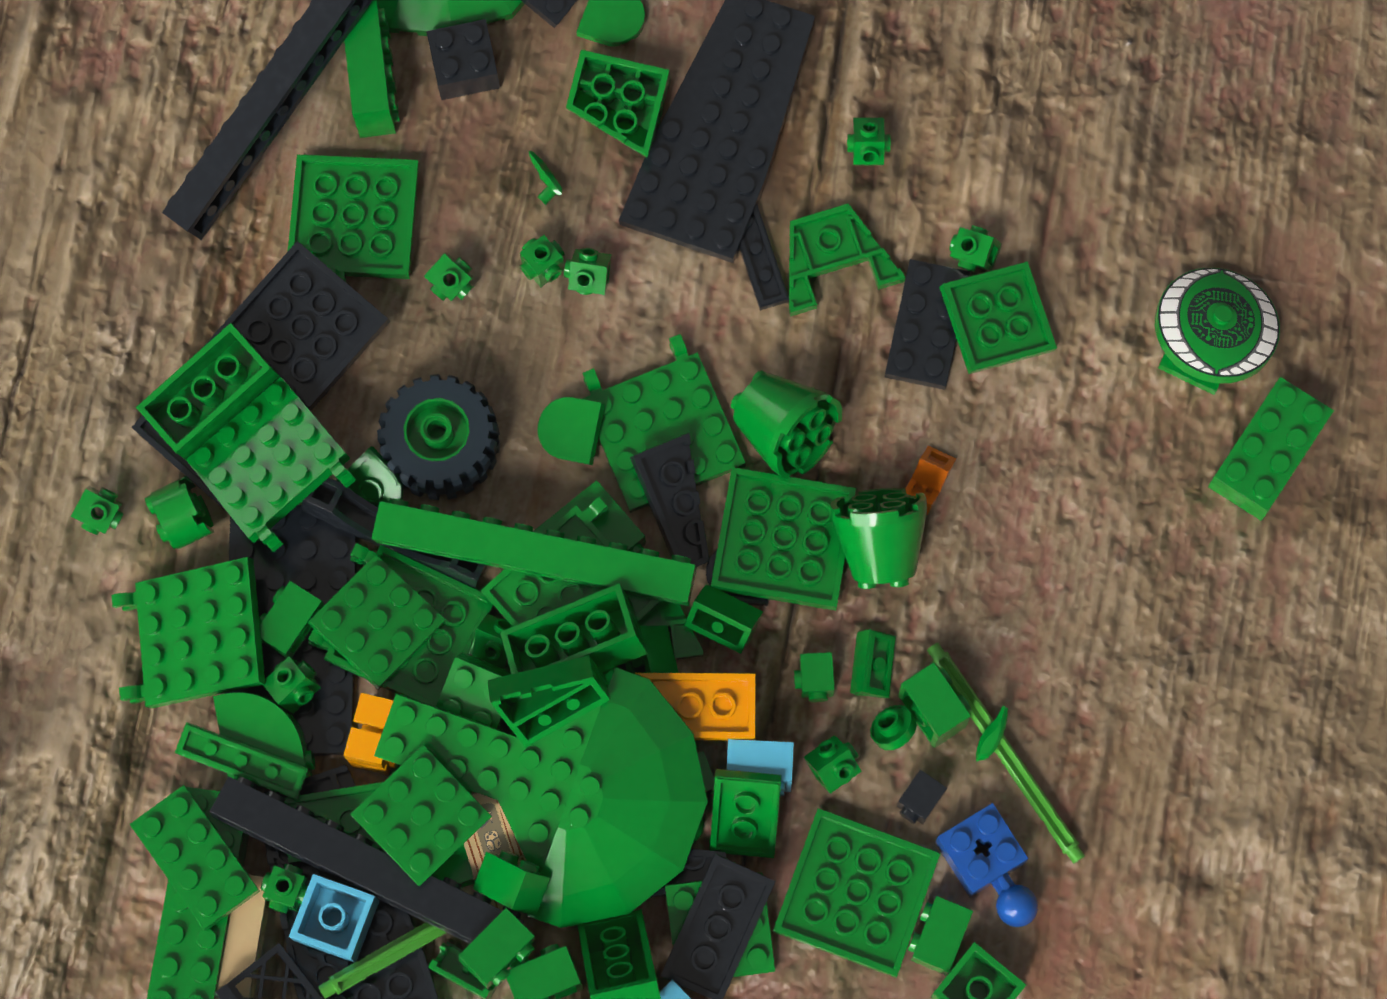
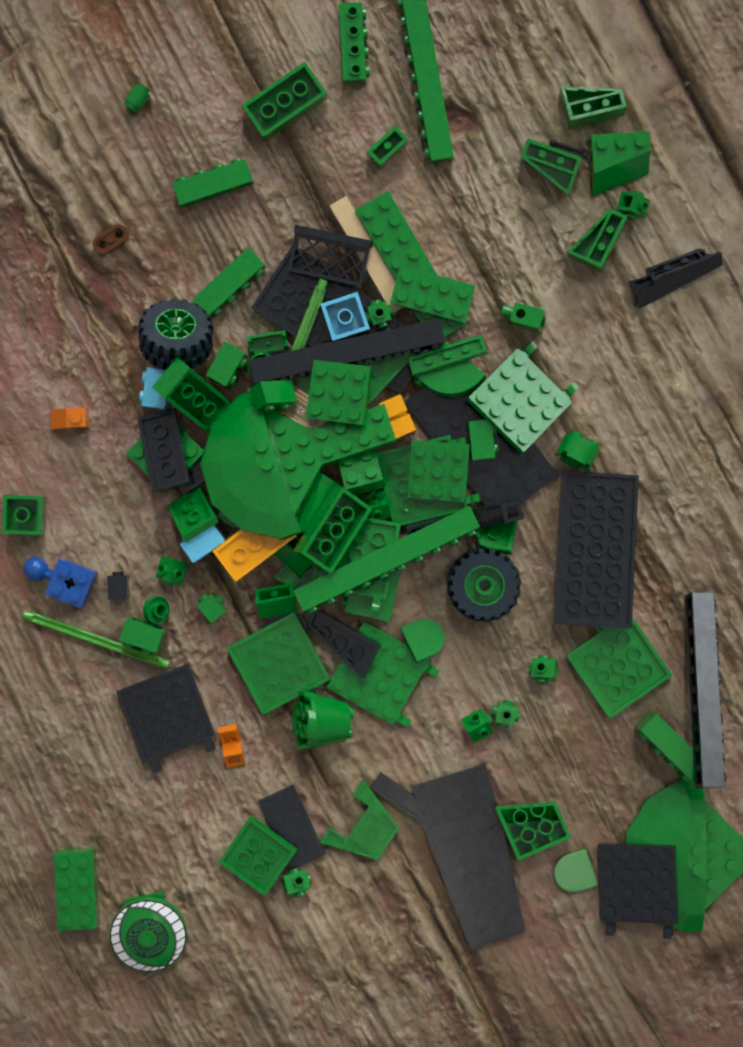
camera: 140 degrees right, 15 degrees up
(86, 510) = (619, 422): green brick -> none
(92, 728) = (532, 321): none -> green torso
(207, 391) = (612, 518): green brick -> none
(269, 461) = (552, 507): green plate -> none
(292, 684) = (454, 410): green brick -> none
(463, 59) = (629, 789): black brick -> none
(497, 949) = (253, 359): green brick -> none
(548, 697) = (320, 492): green wedge -> none
(553, 186) = (538, 759): green bar -> none
(856, 893) = (115, 518): green plate -> none
(868, 141) = (391, 900): green brick -> none
(873, 664) = (190, 634): green slope -> none
(881, 534) = (230, 699): green cone -> none
(940, 936) = (61, 528): green piece -> none
(983, 583) = (166, 714): none -> black plate
(992, 736) = (106, 641): green bar -> none

